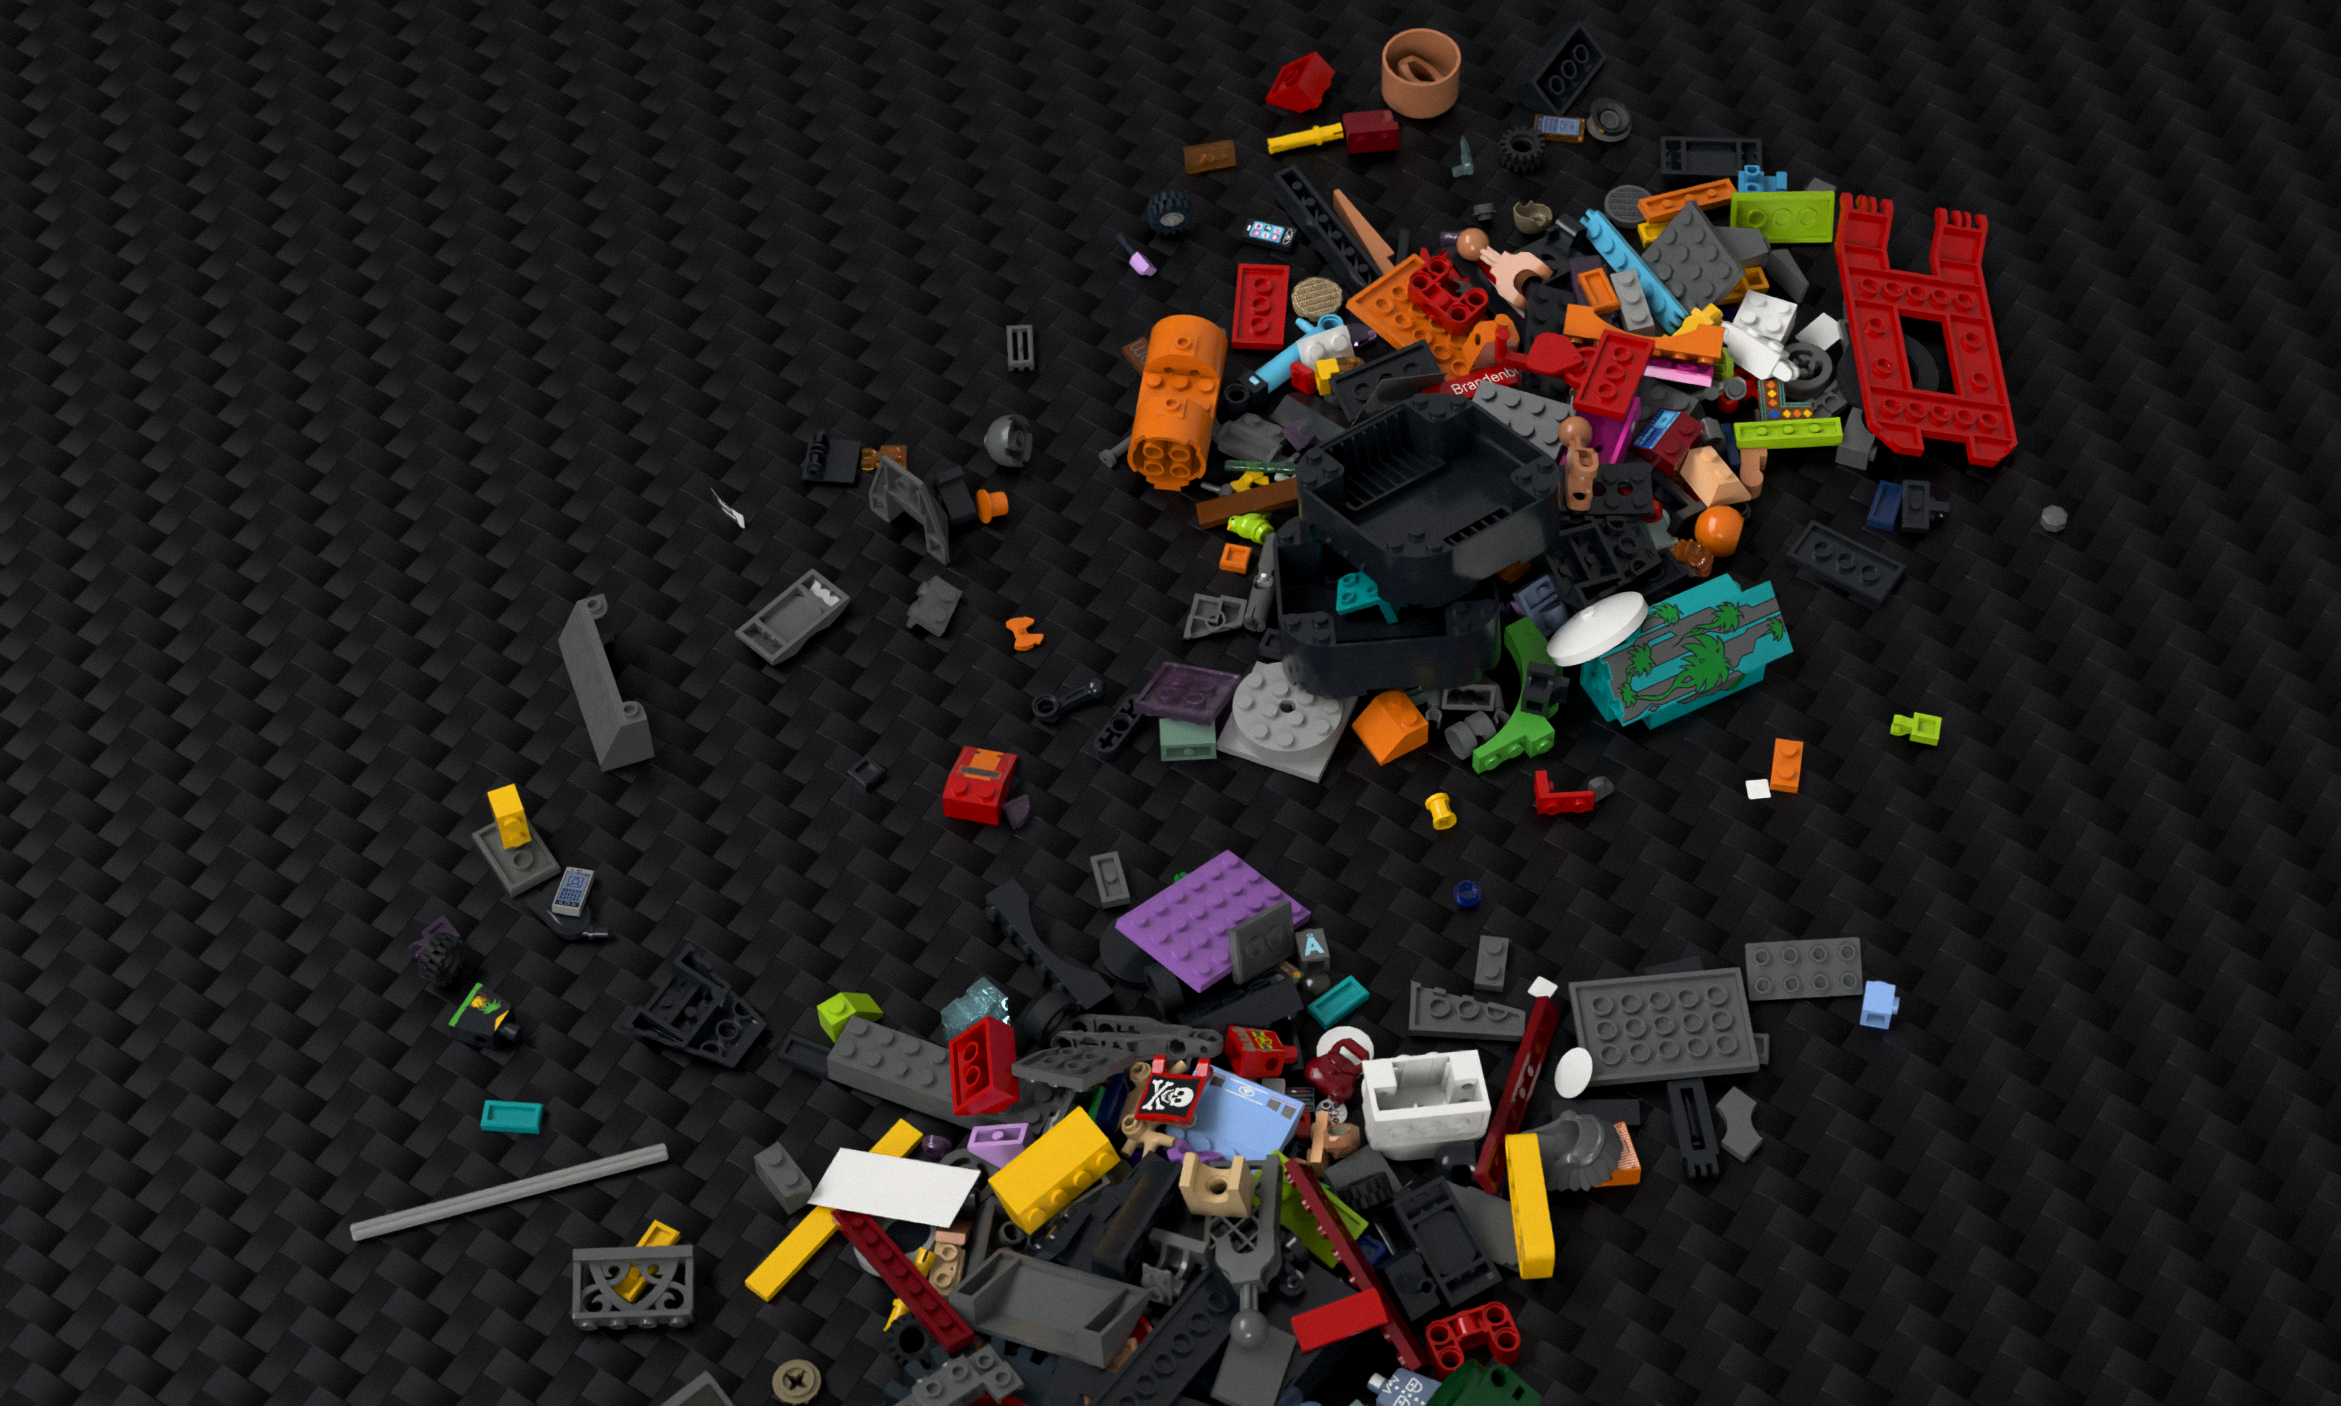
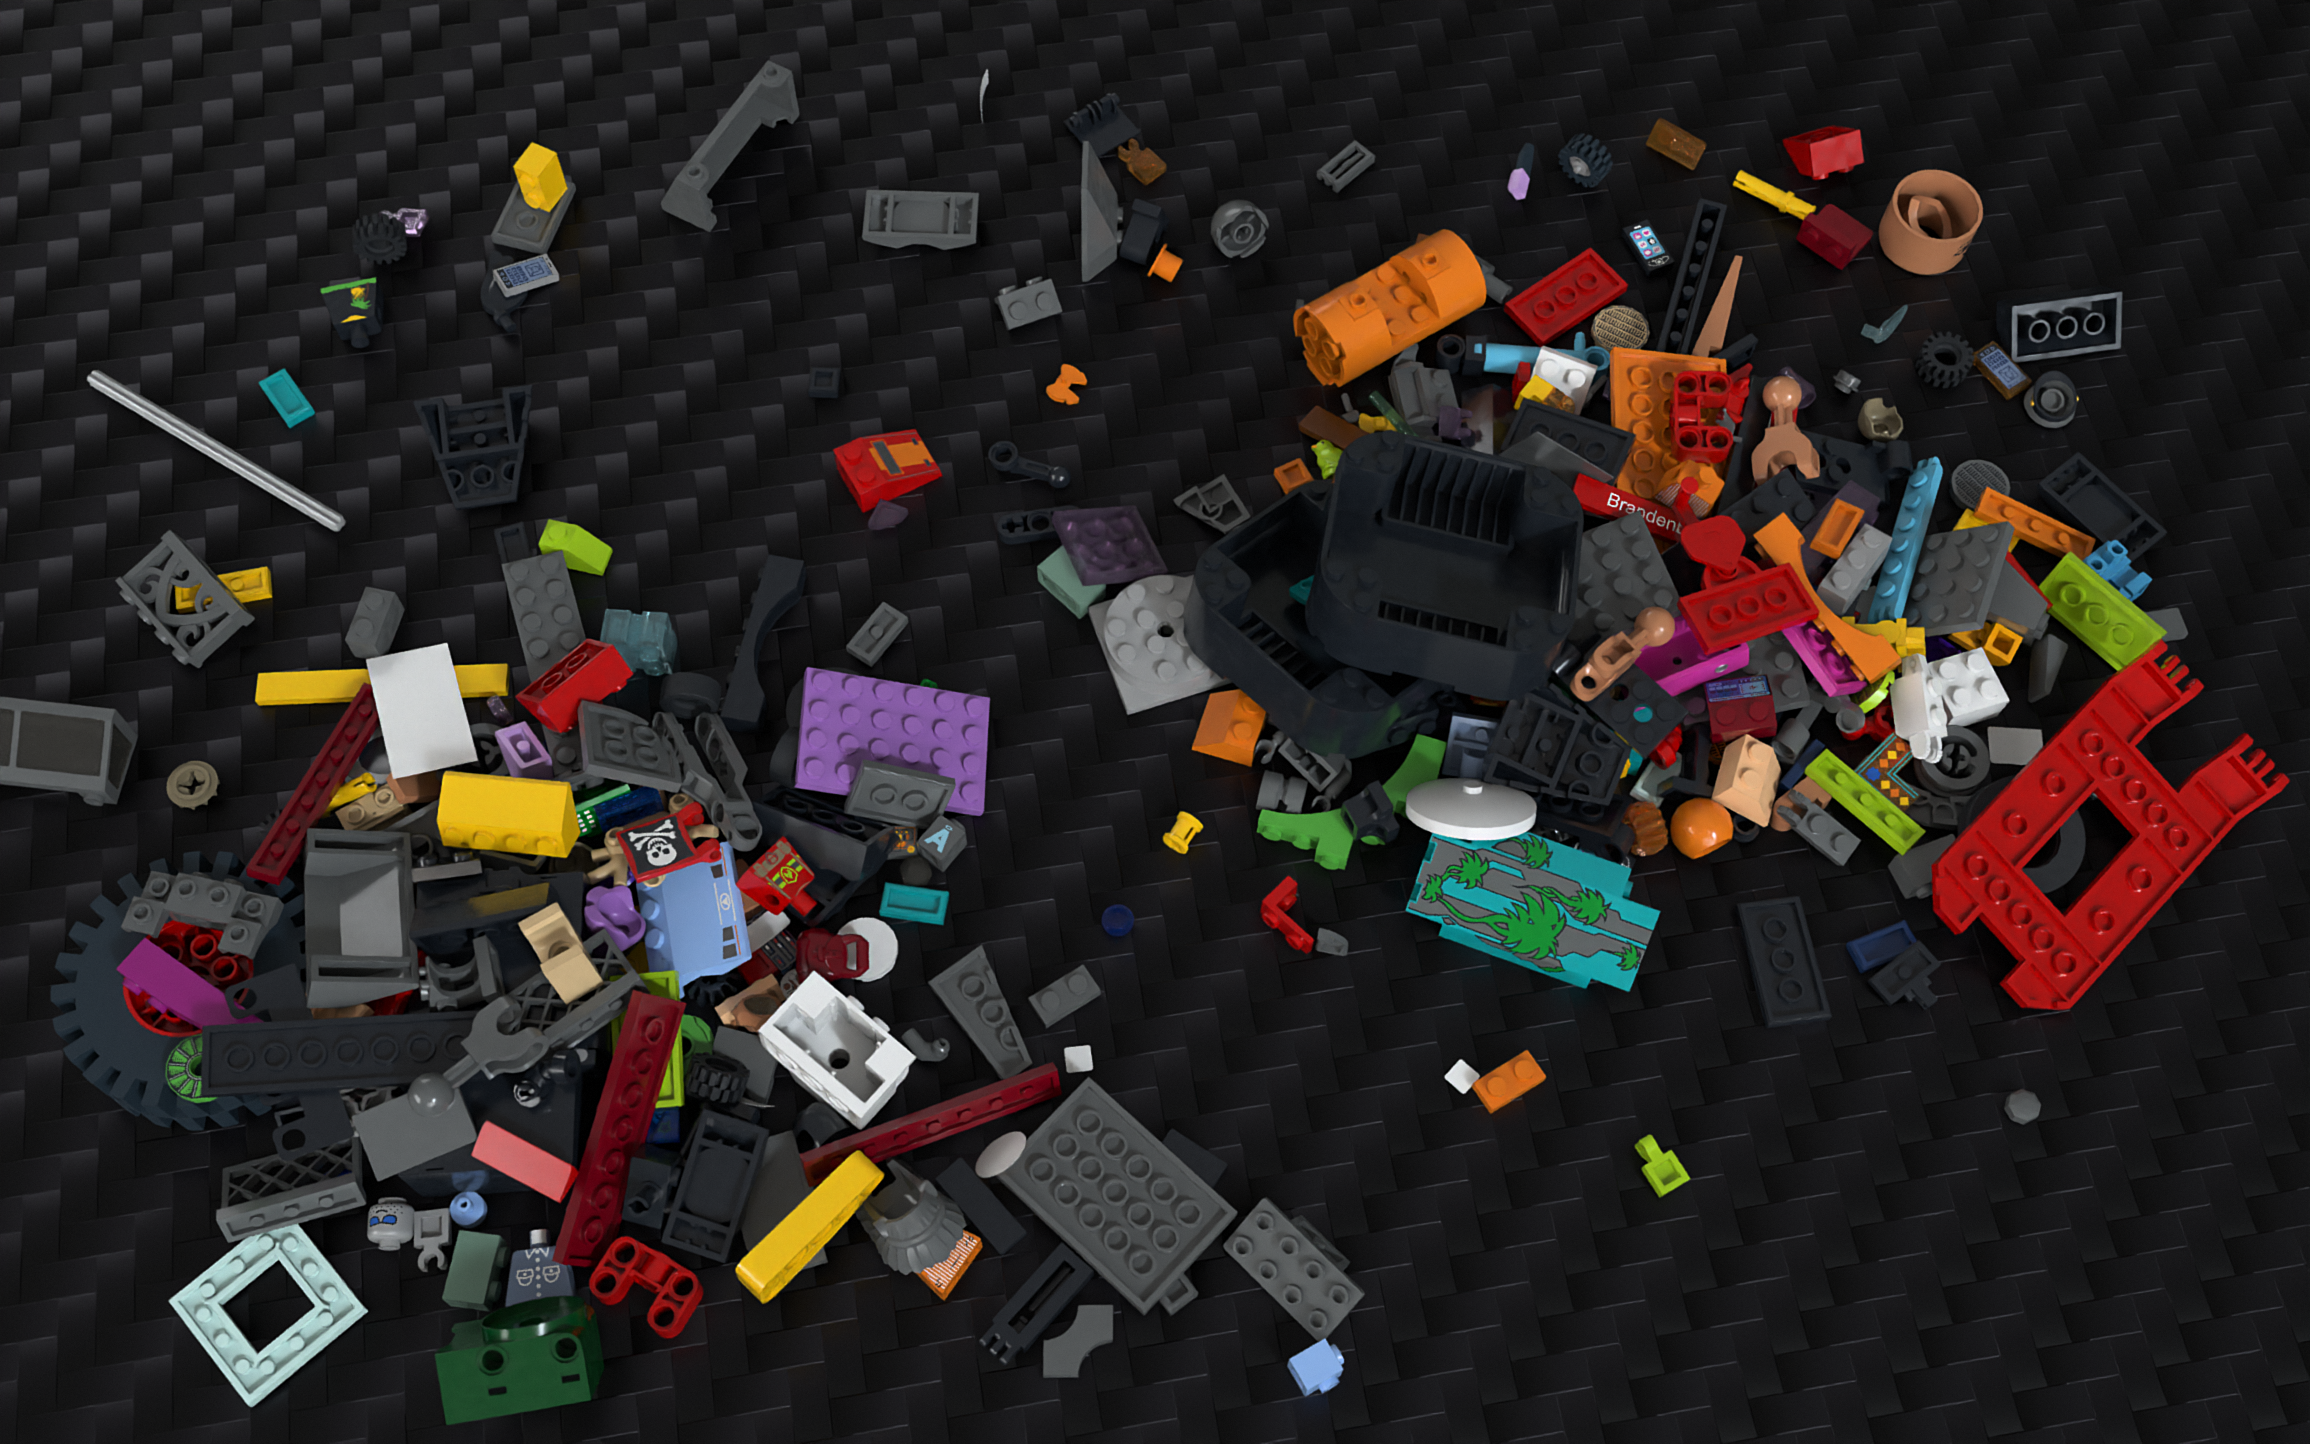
camera: 45 degrees right, 10 degrees up
(1780, 471) = (1819, 829): none -> dark grey hinge

